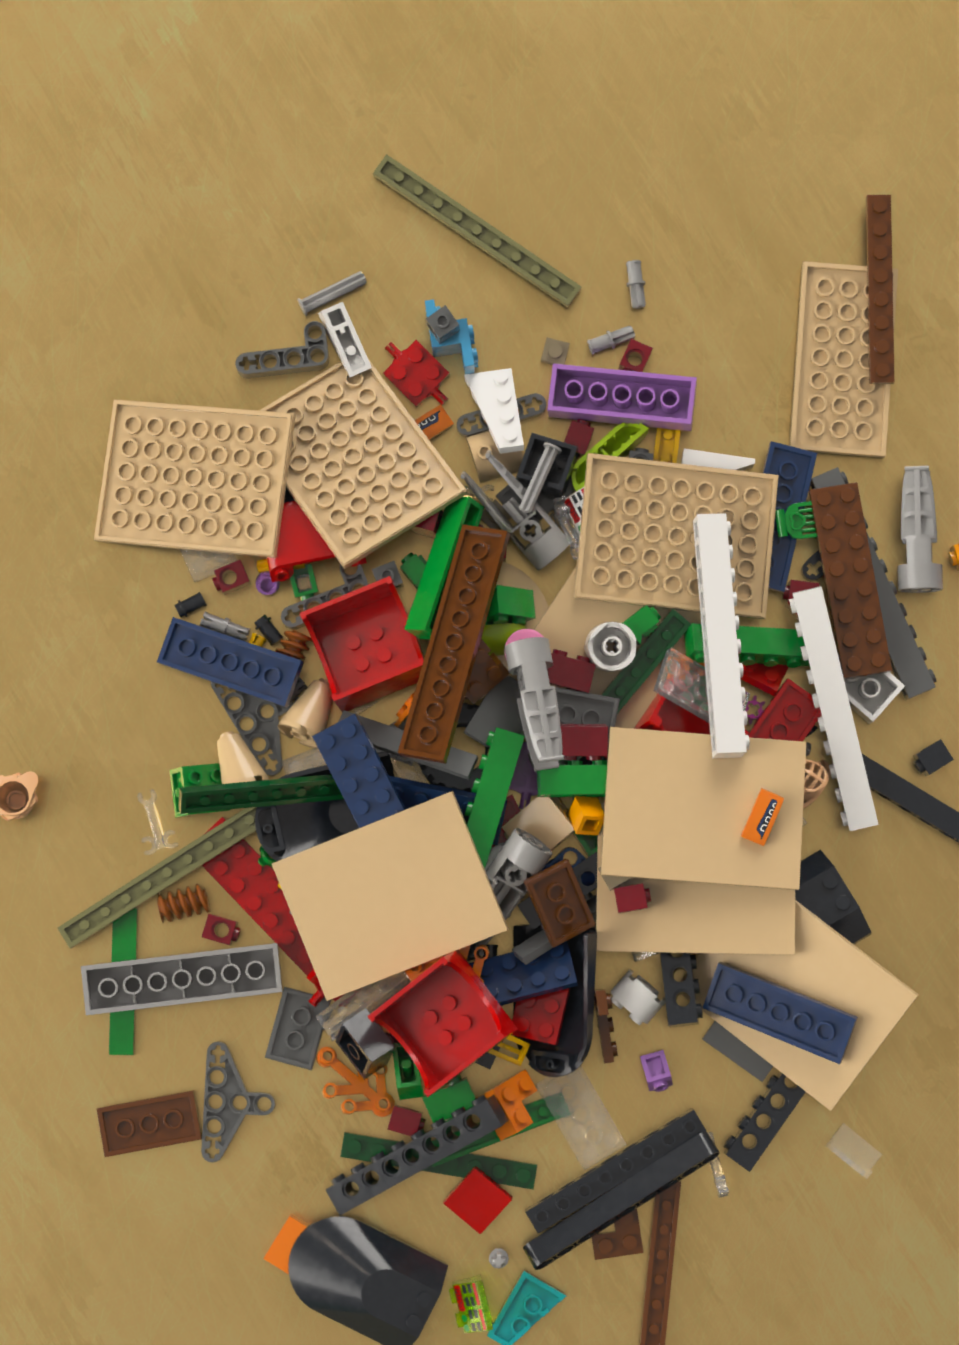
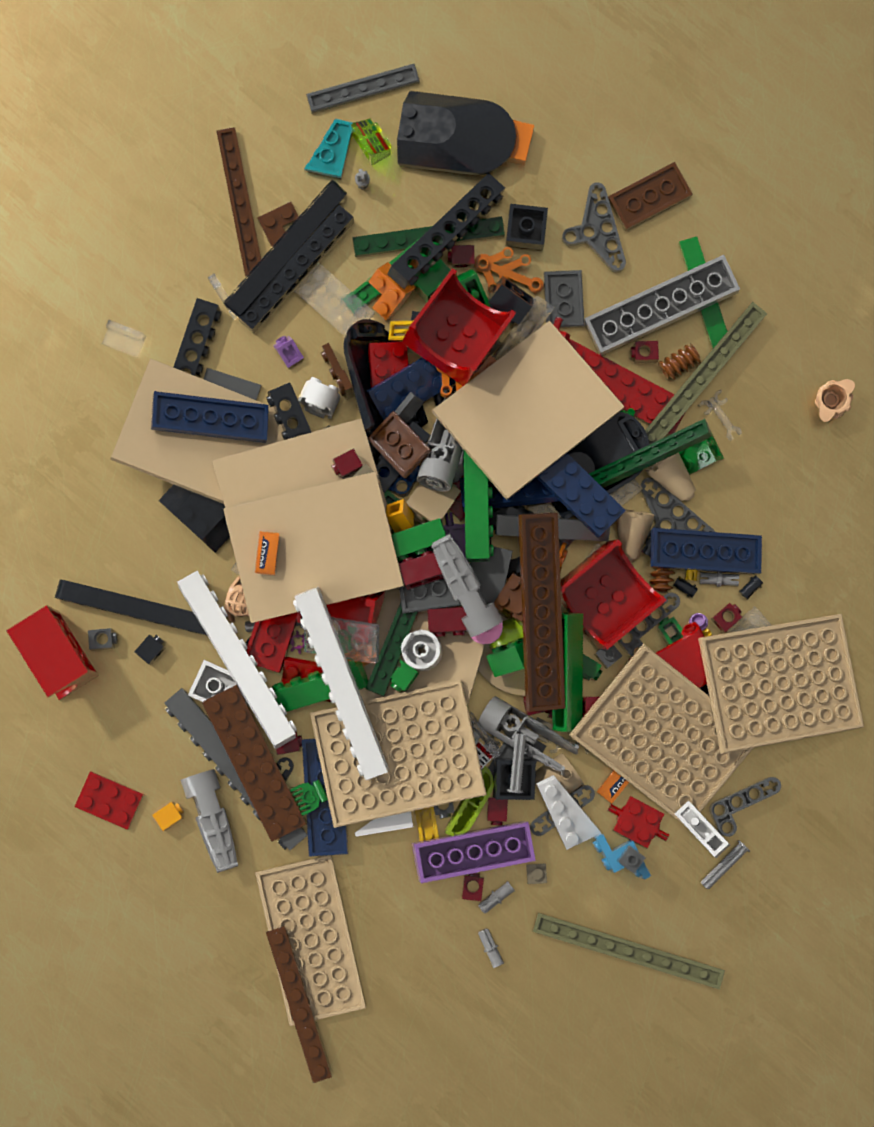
camera: 160 degrees right, 0 degrees up
(314, 1132) = (526, 226): none -> black brick
(477, 1200) = (390, 216): red tile -> none

